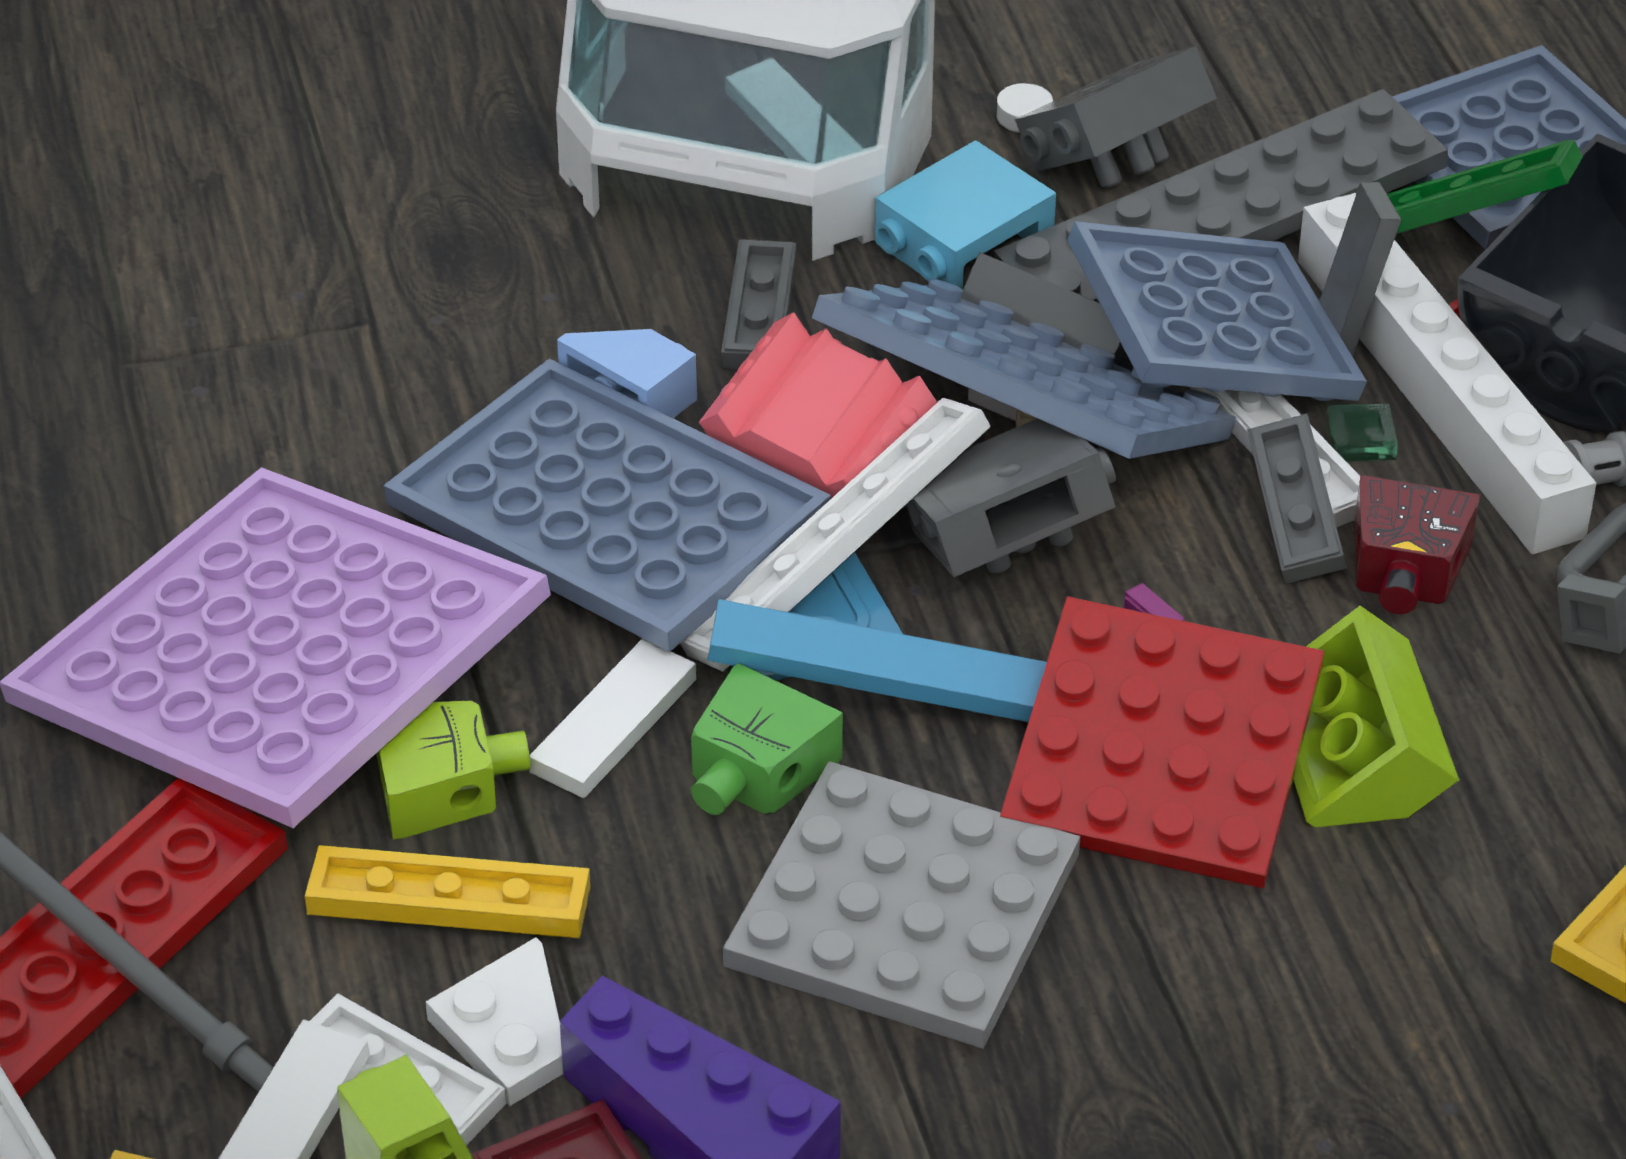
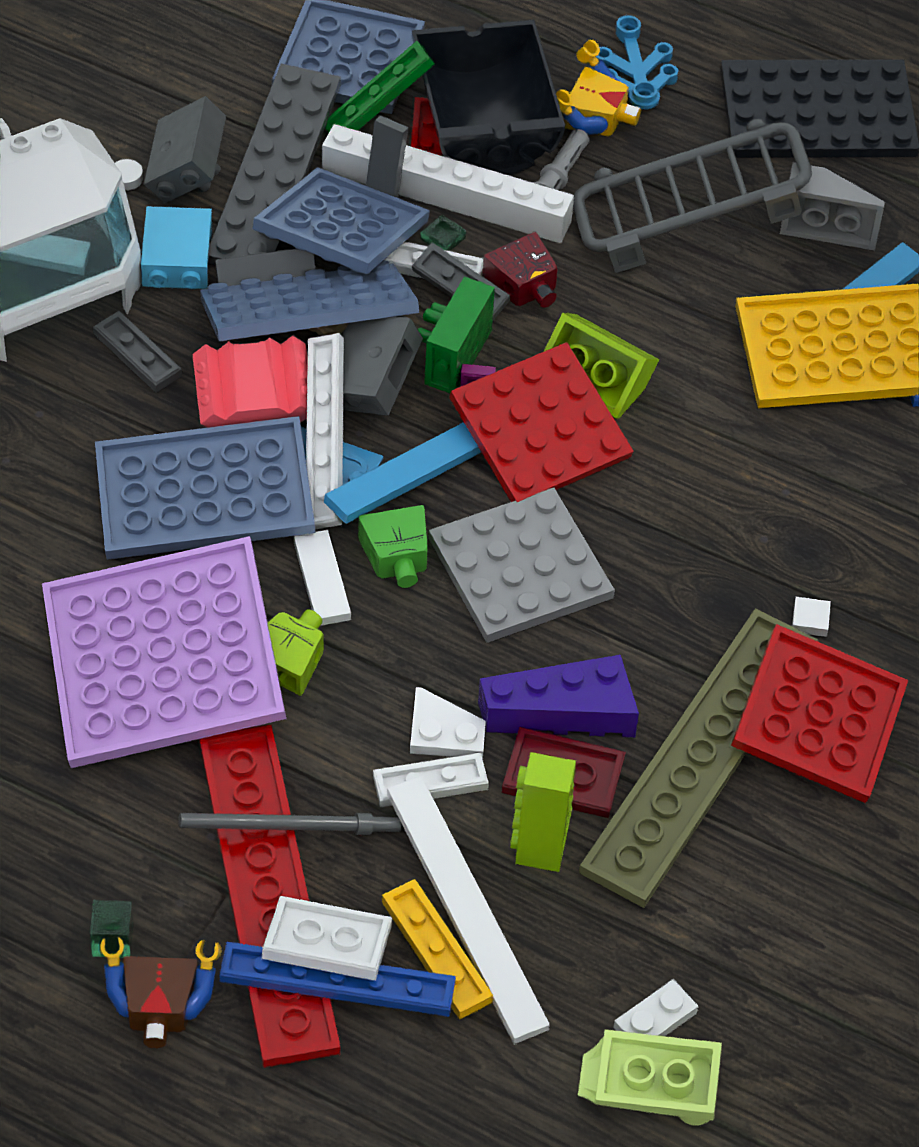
camera: 50 degrees left, 10 degrees up
(448, 891) = (359, 697): yellow plate -> none
(635, 364) = (135, 417): light blue slope -> none
(1192, 539) = (458, 333): none -> green piece

